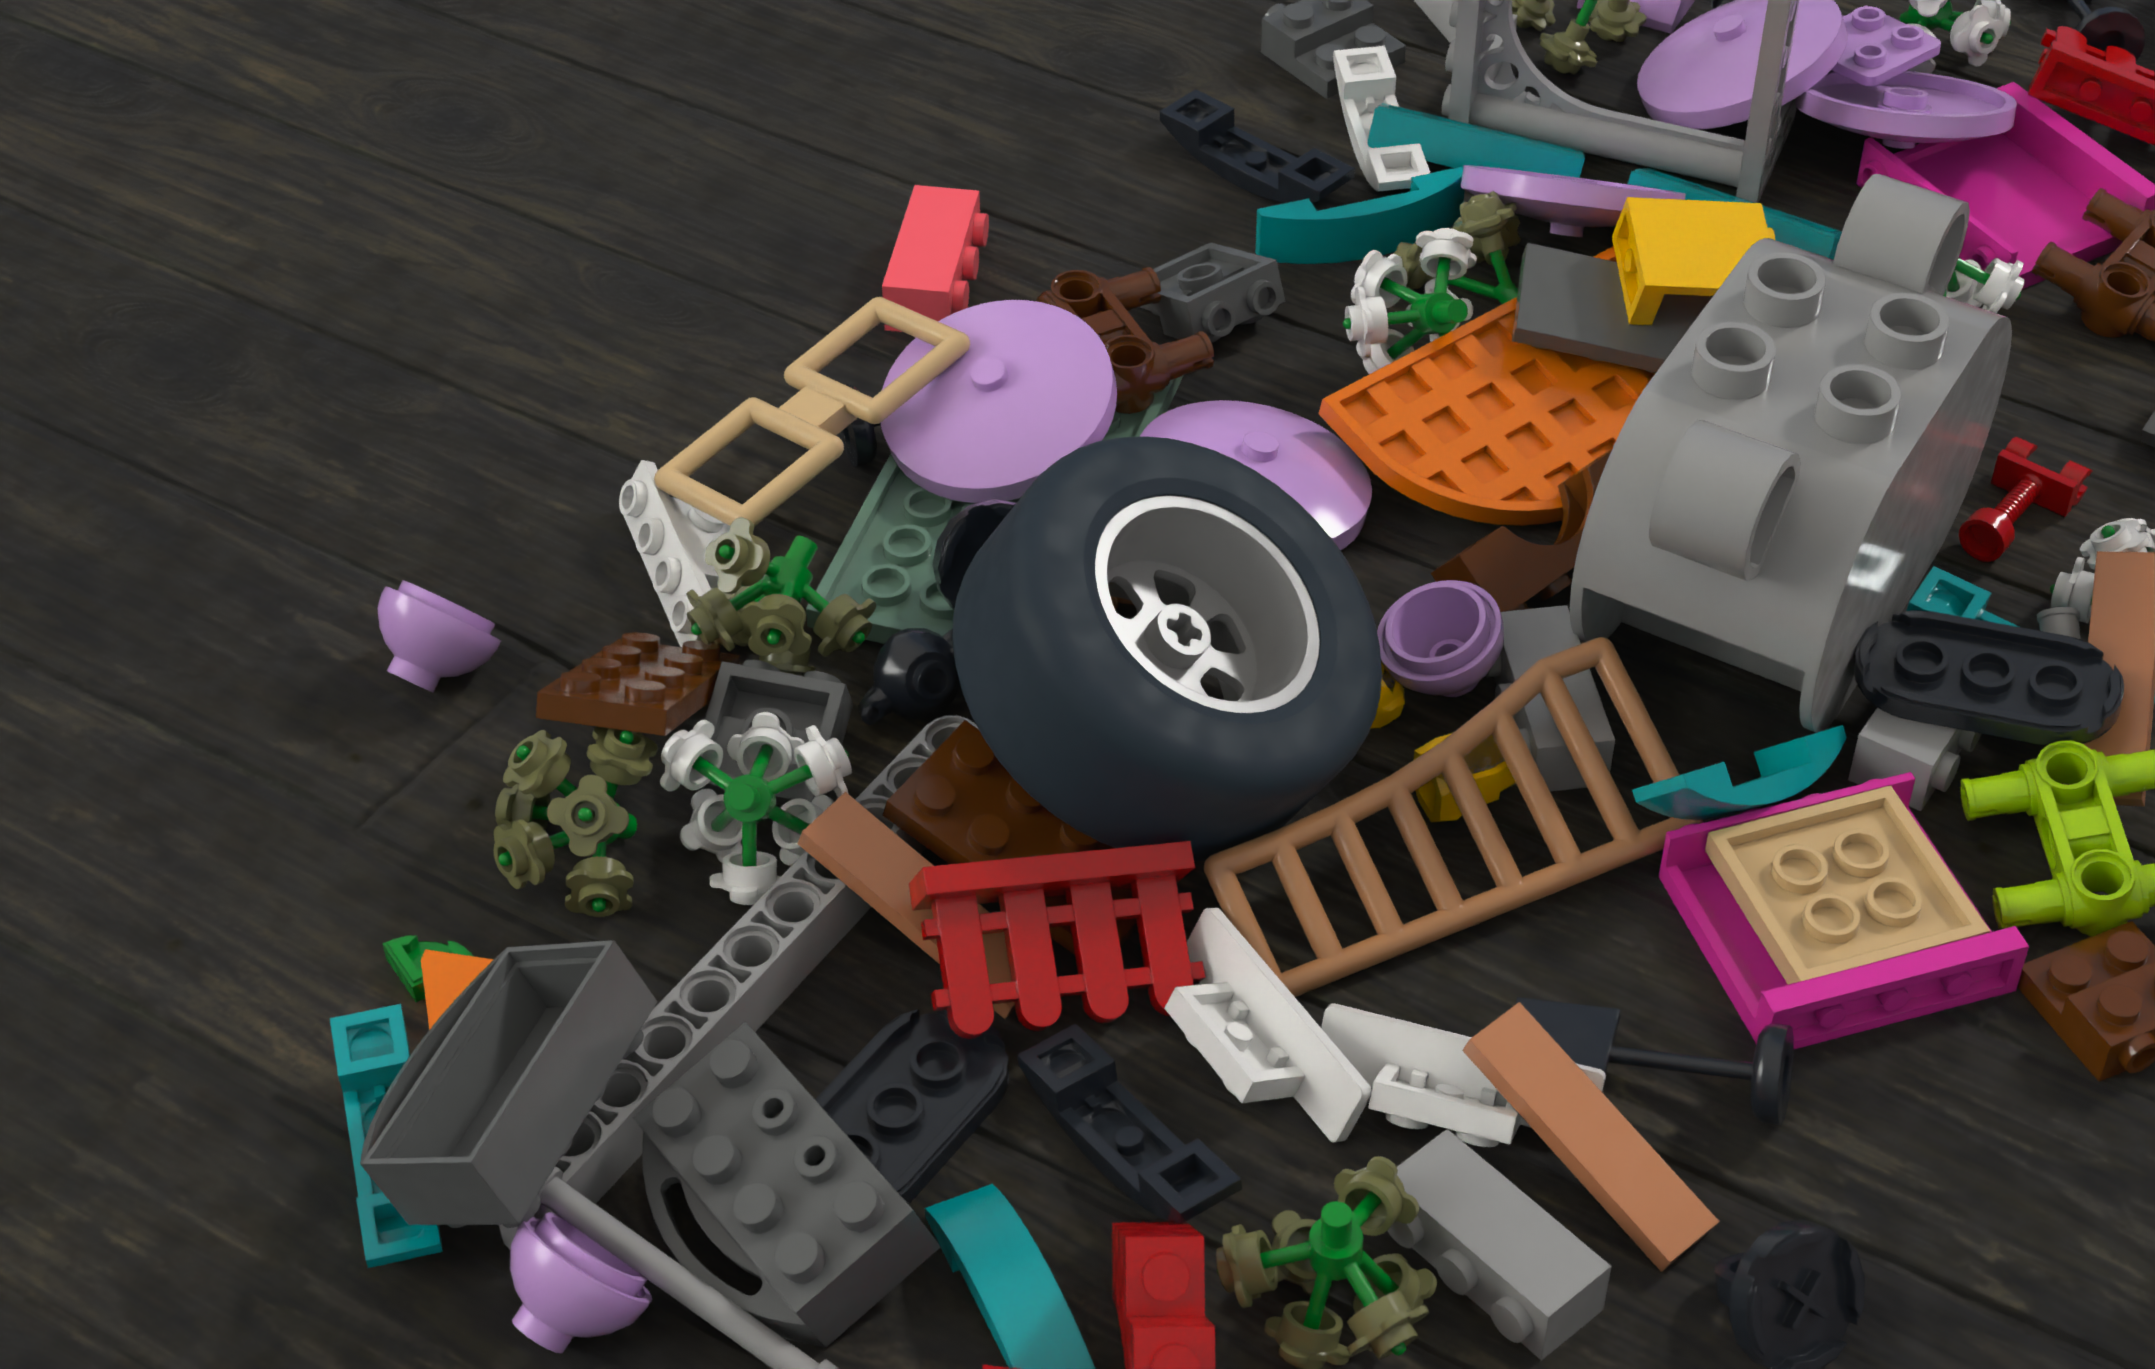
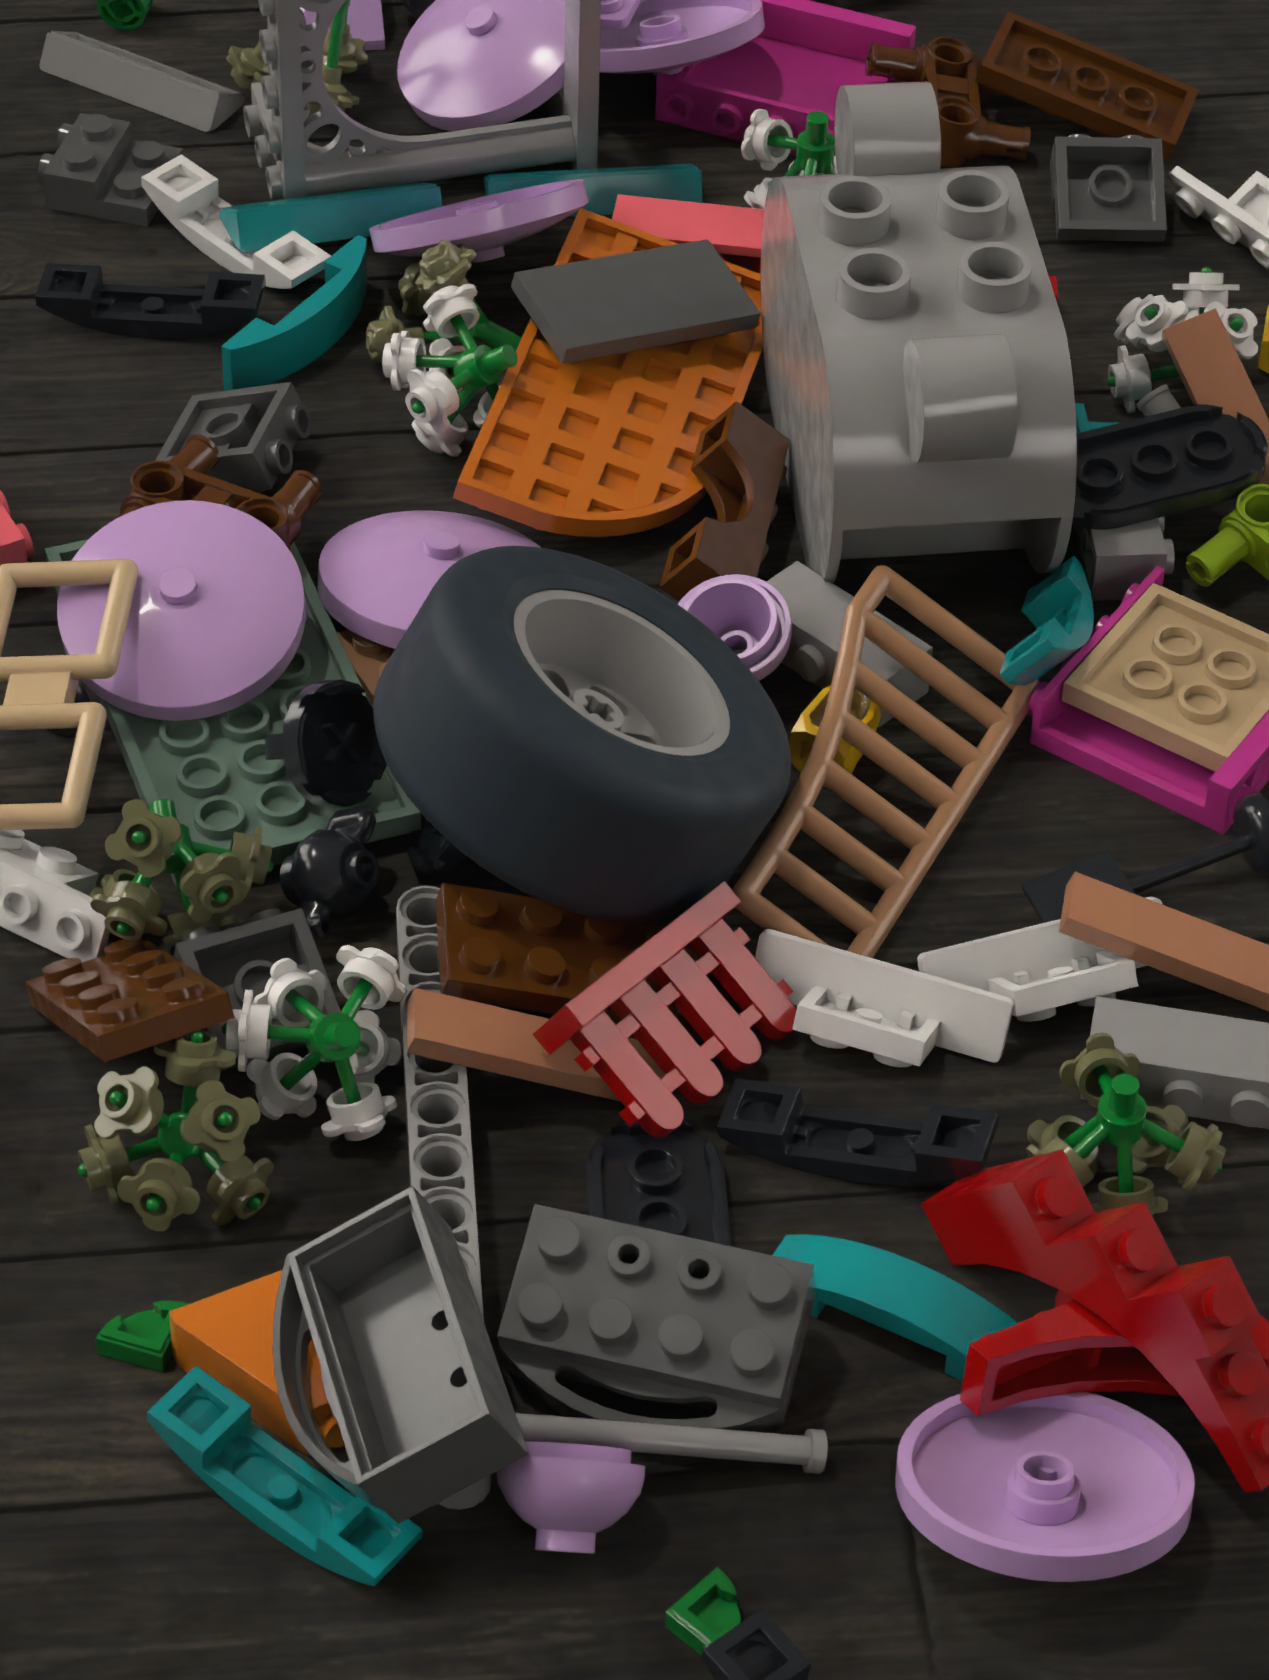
camera: 40 degrees left, 0 degrees up
(1680, 248) = (659, 222): yellow panel -> none

